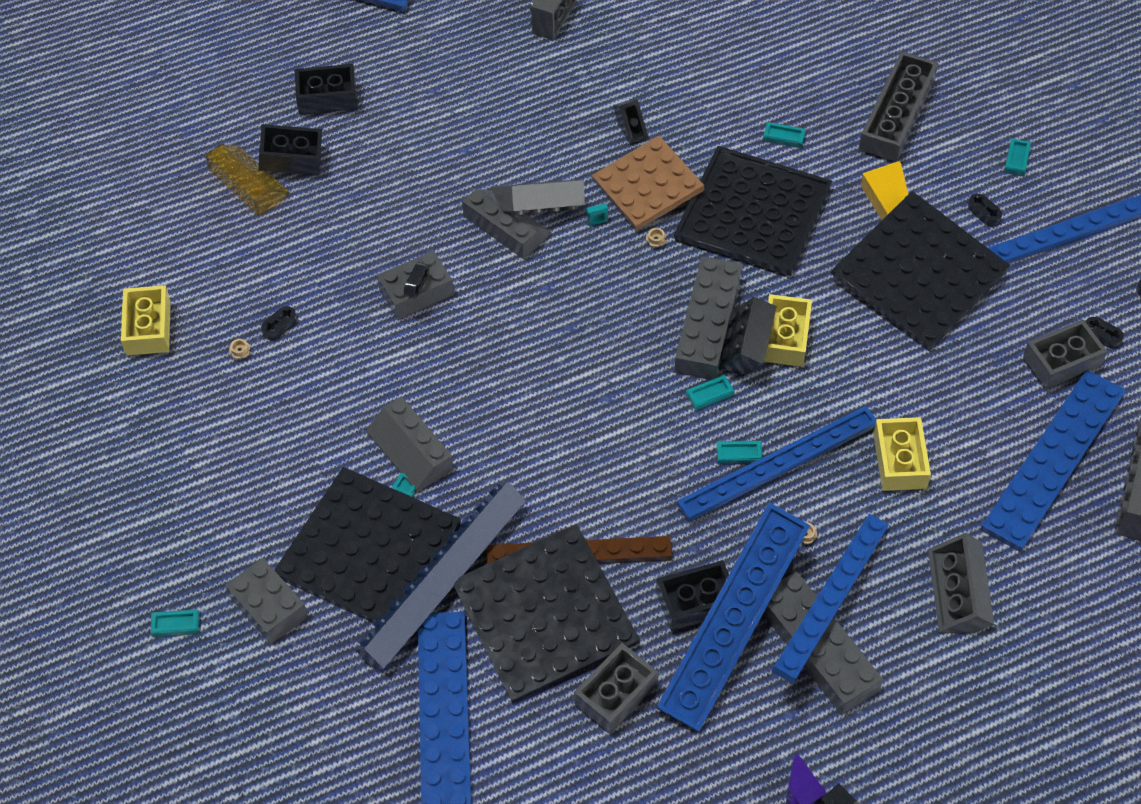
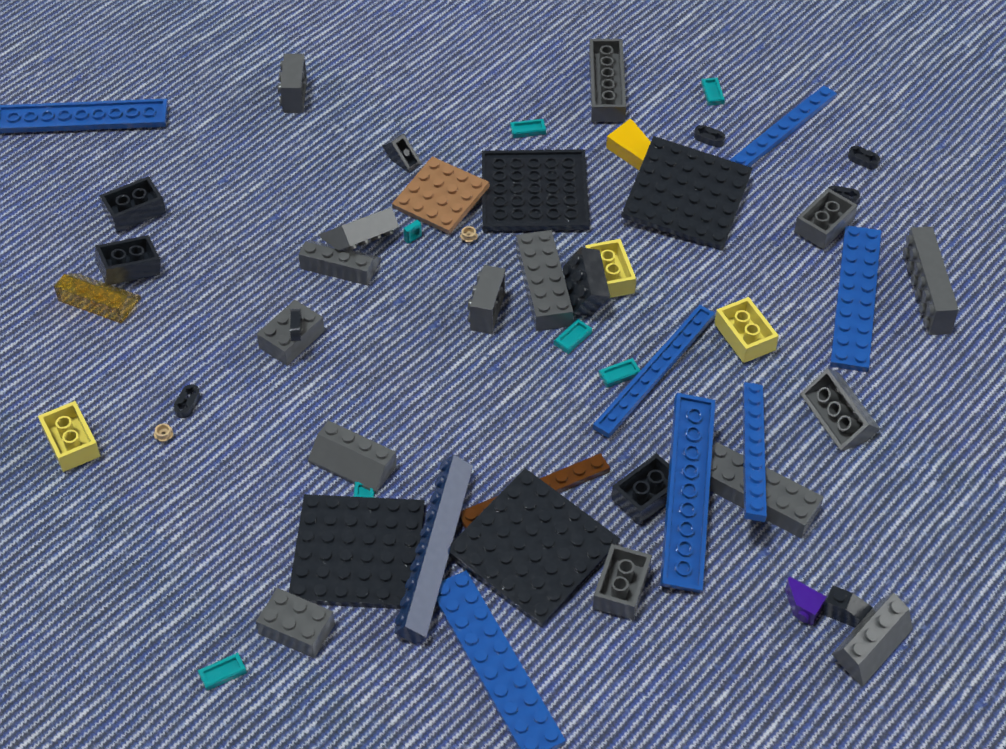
camera: 25 degrees left, 5 degrees down
(634, 319) = (486, 299): none -> dark grey brick

